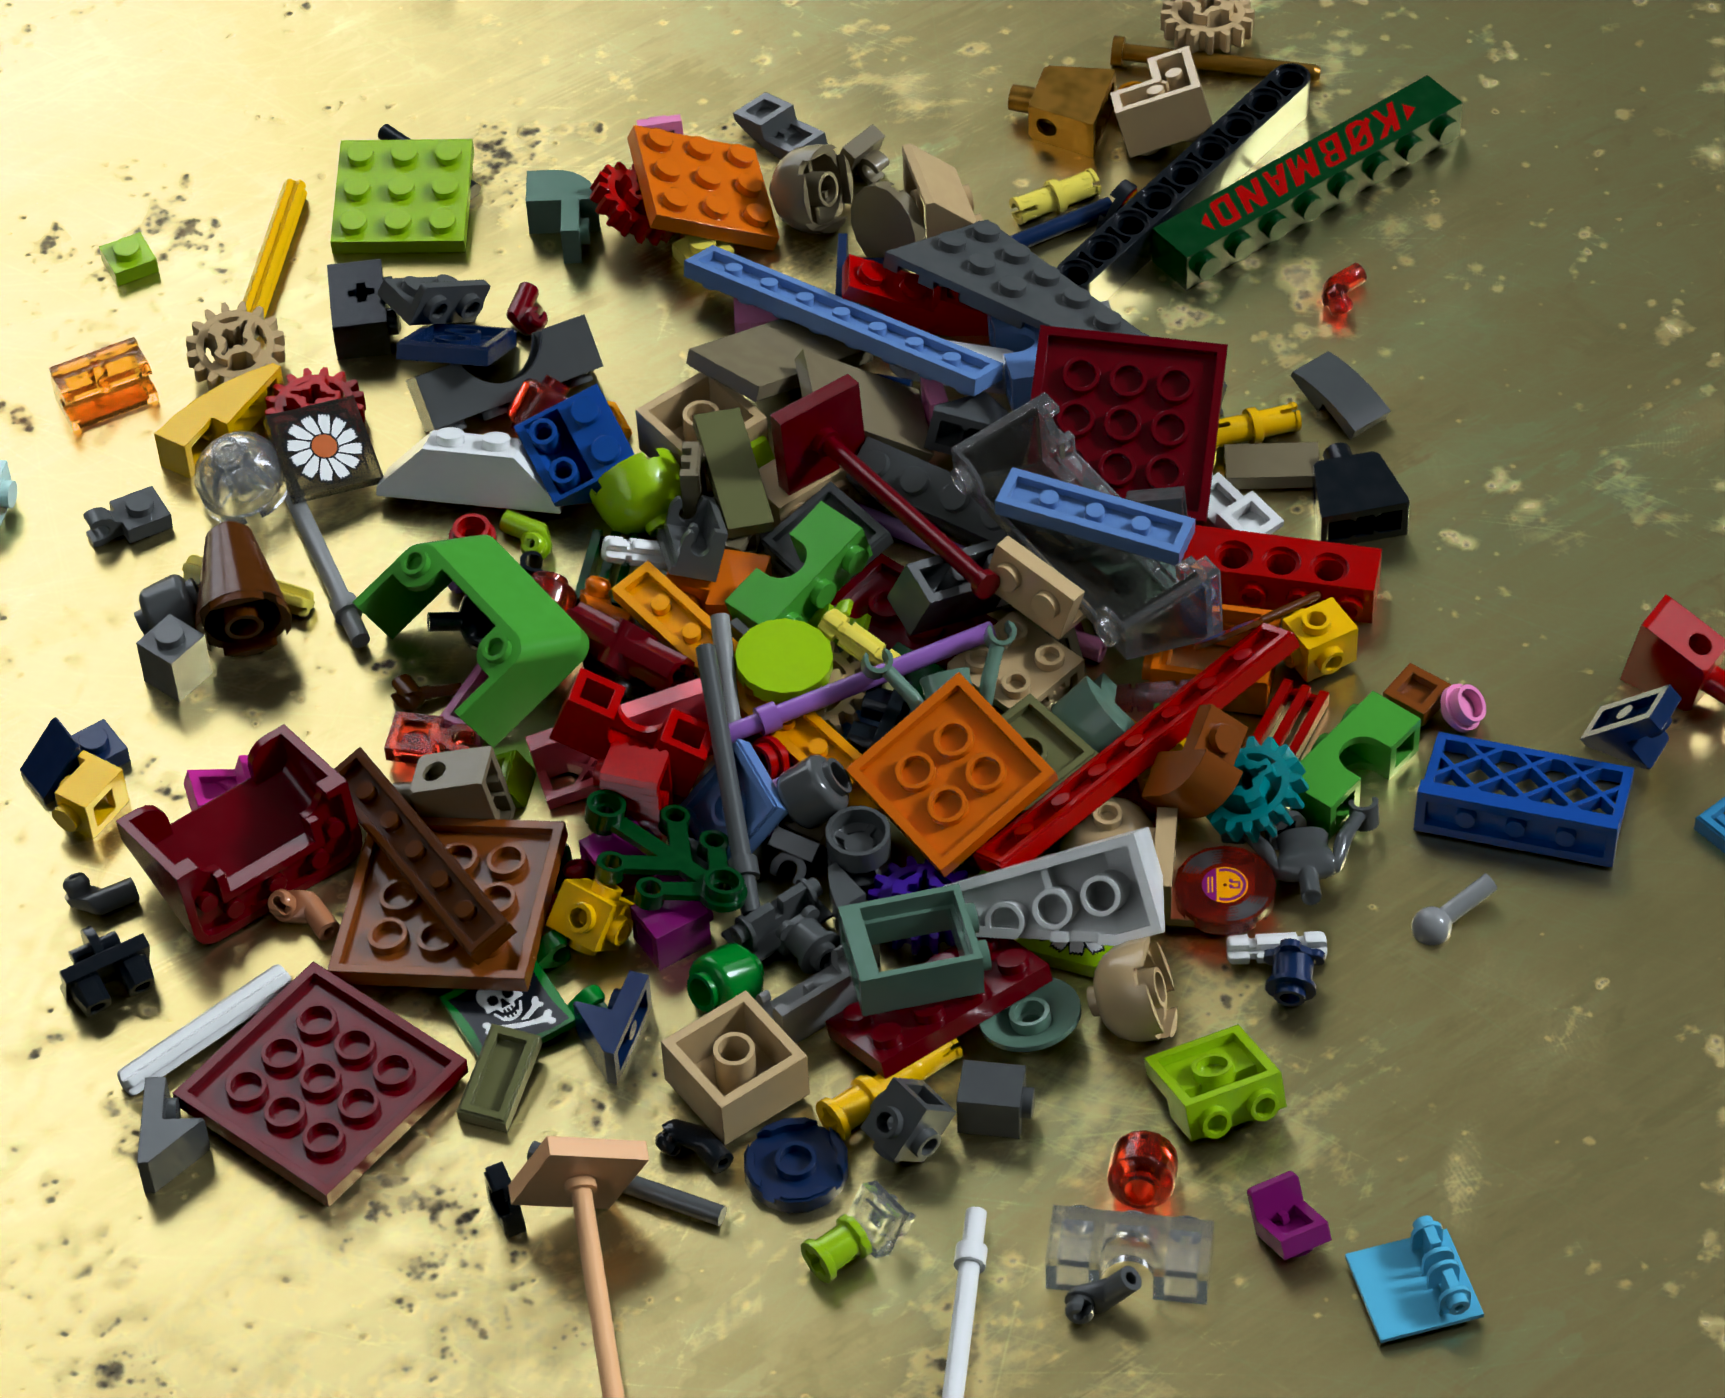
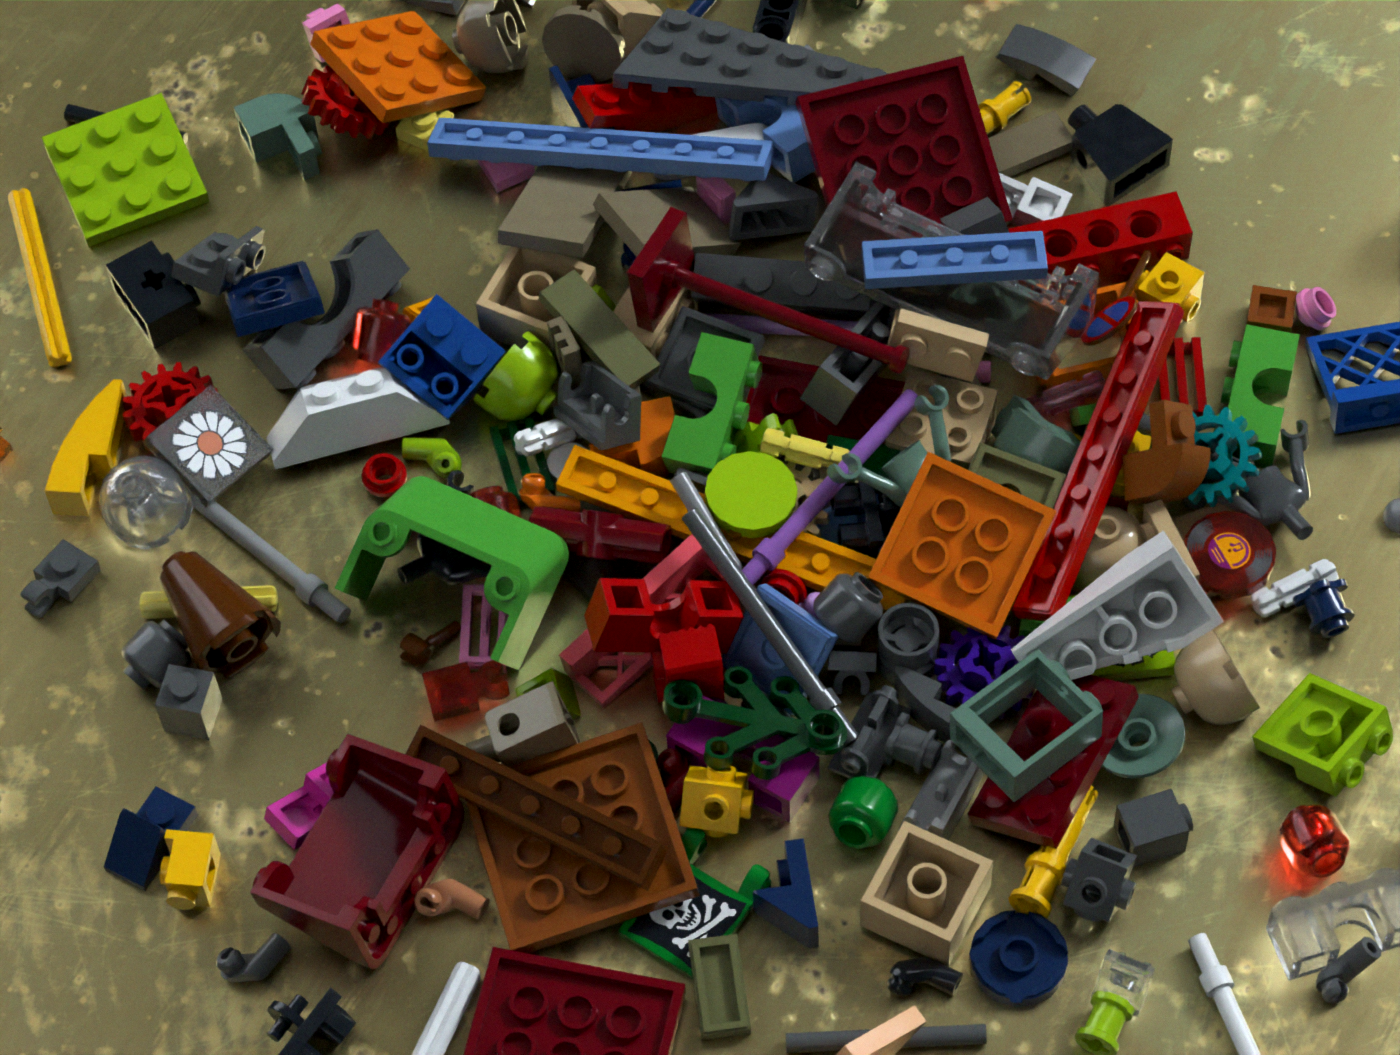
camera: 25 degrees left, 10 degrees up
(233, 344) = (47, 372): tan gear -> none
(523, 312) = (301, 245): dark red arm -> none

